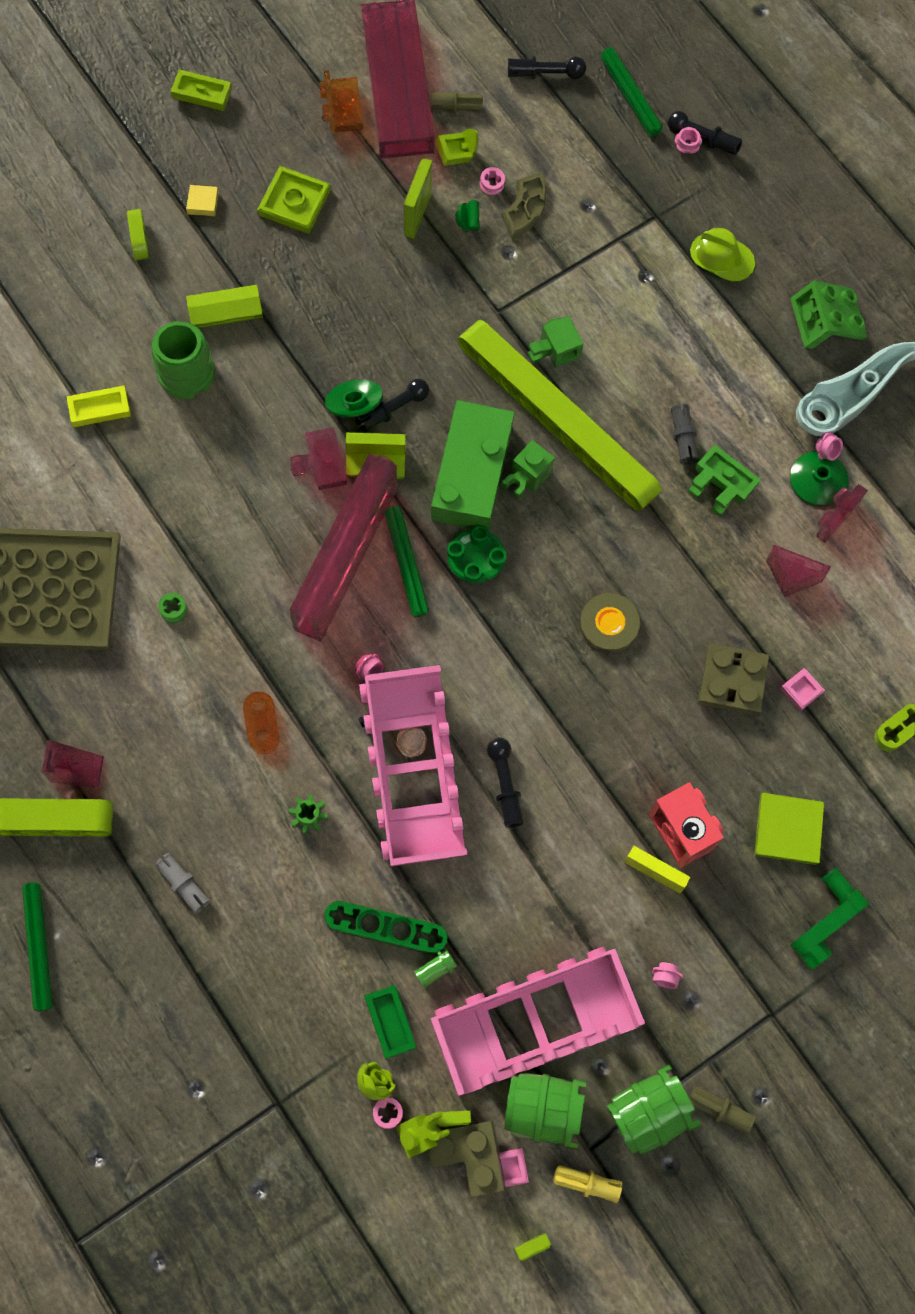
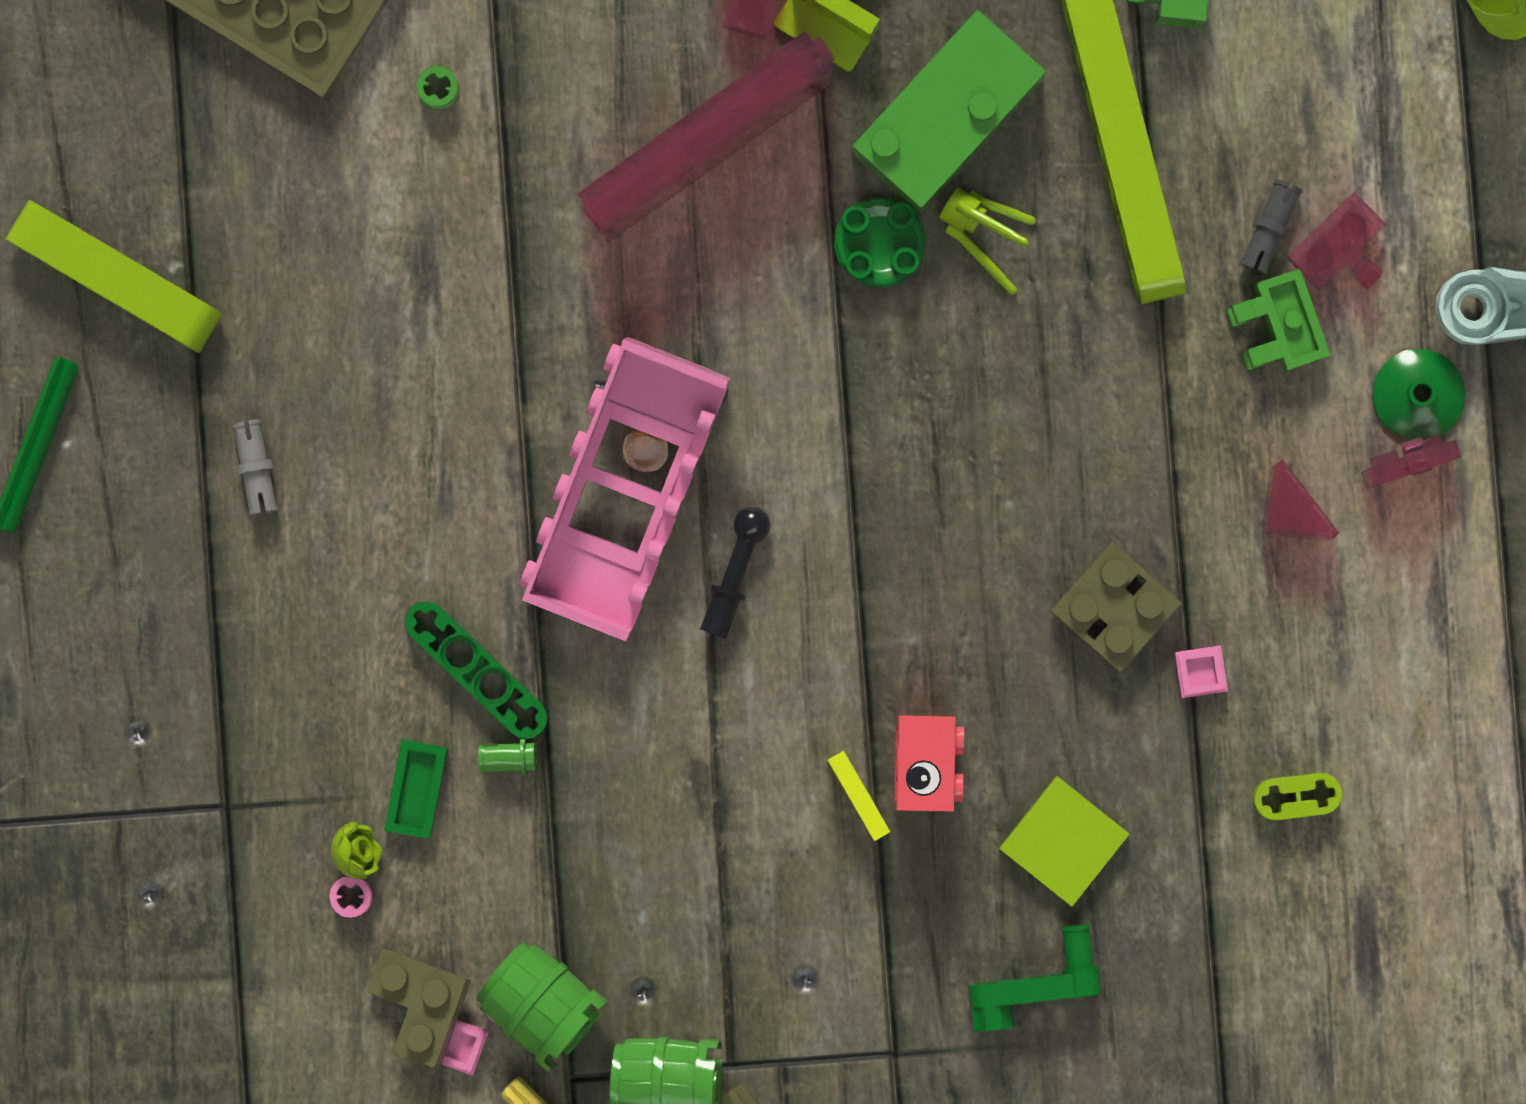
camera: 35 degrees right, 15 degrees up
(71, 765) = (196, 235): clear pink slope -> none
(261, 721) = (468, 311): clear orange plate -> none
(304, 822) = (448, 462): bright green gear -> none
(369, 665) = (648, 318): bright pink plate -> none
(406, 561) = (782, 196): green axle -> none
(420, 1133) = (374, 945): lime plate -> none
(454, 1119) = (424, 949): lime tile -> none
(515, 513) = (967, 212): none -> lime plant
(529, 469) = (1023, 160): bright green brick -> none
(598, 997) = (499, 875): bright pink window -> none
(609, 622) = (1002, 436): olive tile -> none
(666, 975) = (790, 932): bright pink plate -> none
(727, 422) = (1339, 244): none -> clear pink plate
(829, 446) = (1456, 361): bright pink plate -> none

